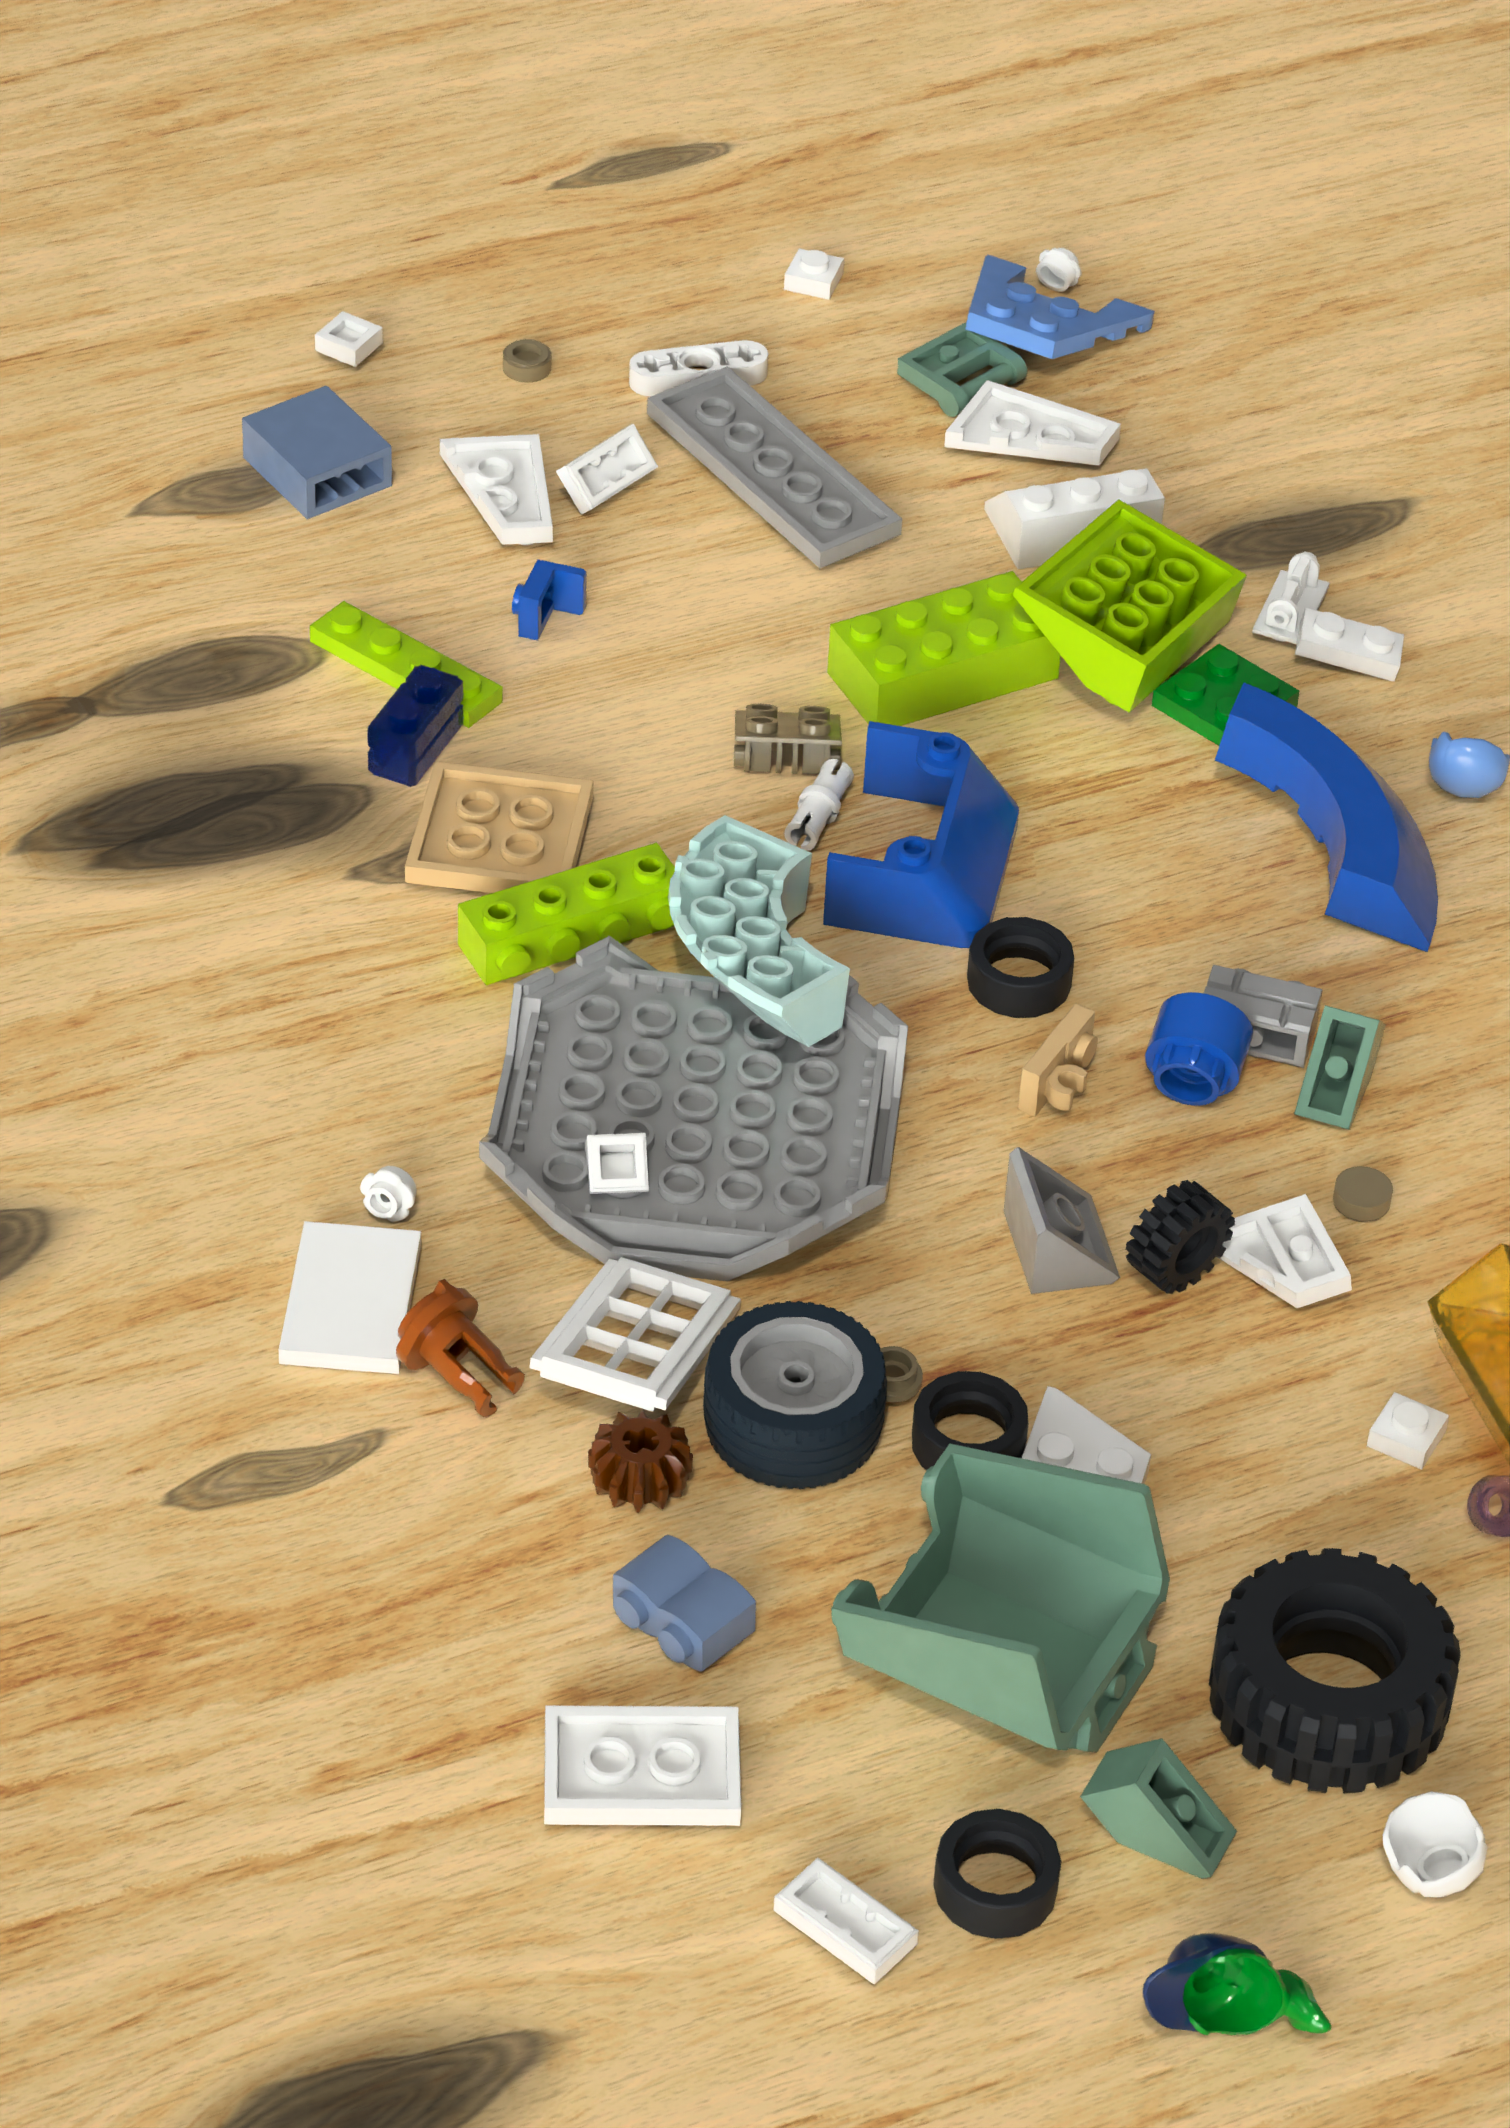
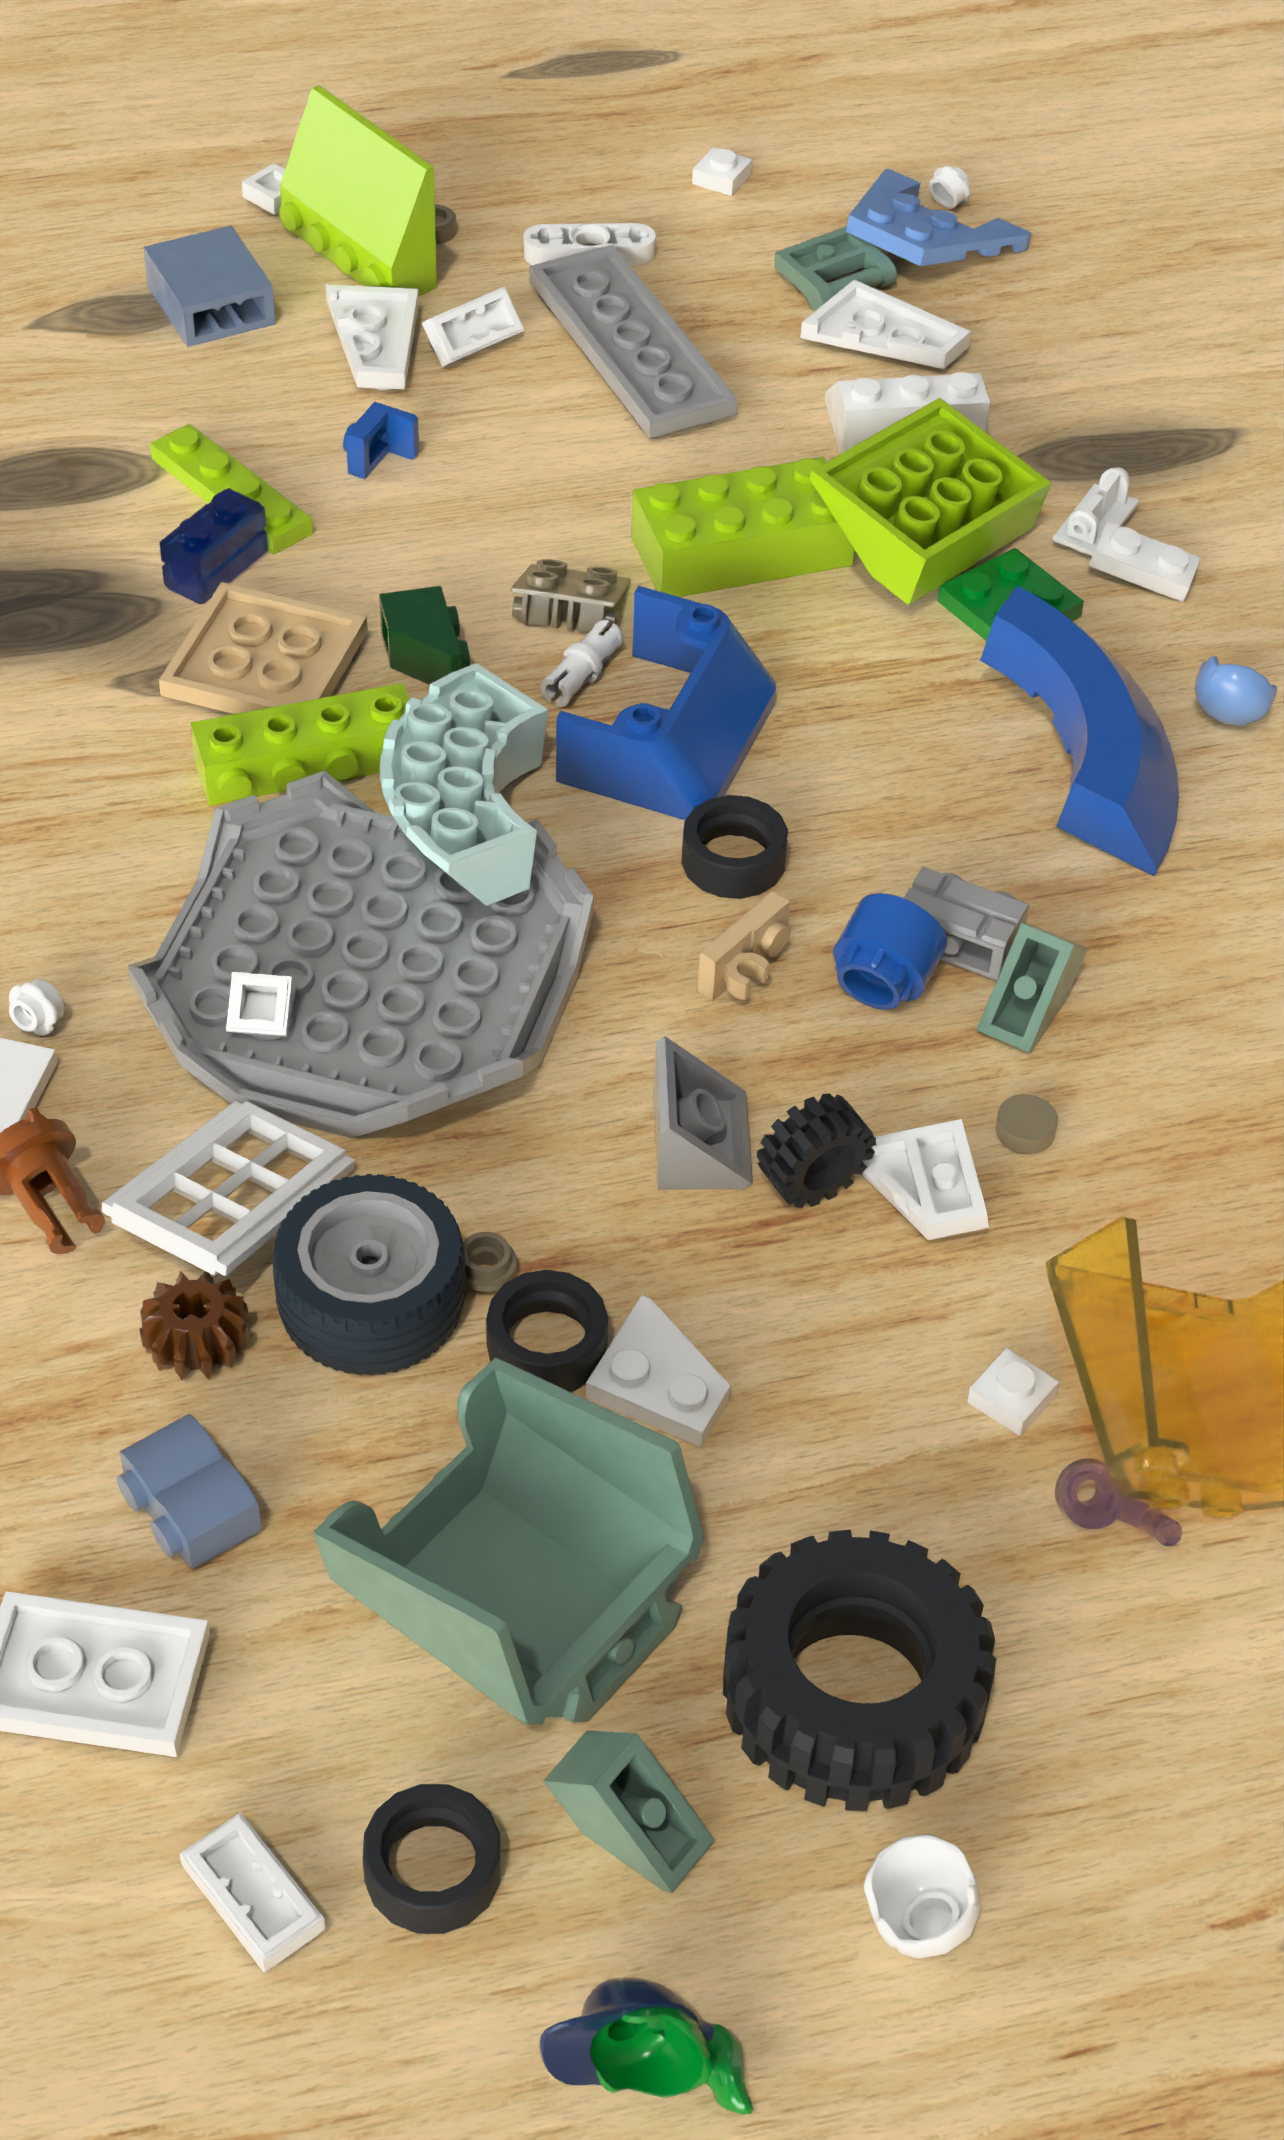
camera: 10 degrees right, 5 degrees up
(459, 343) = (360, 197): none -> slope
(654, 795) = (422, 634): none -> dark green slope

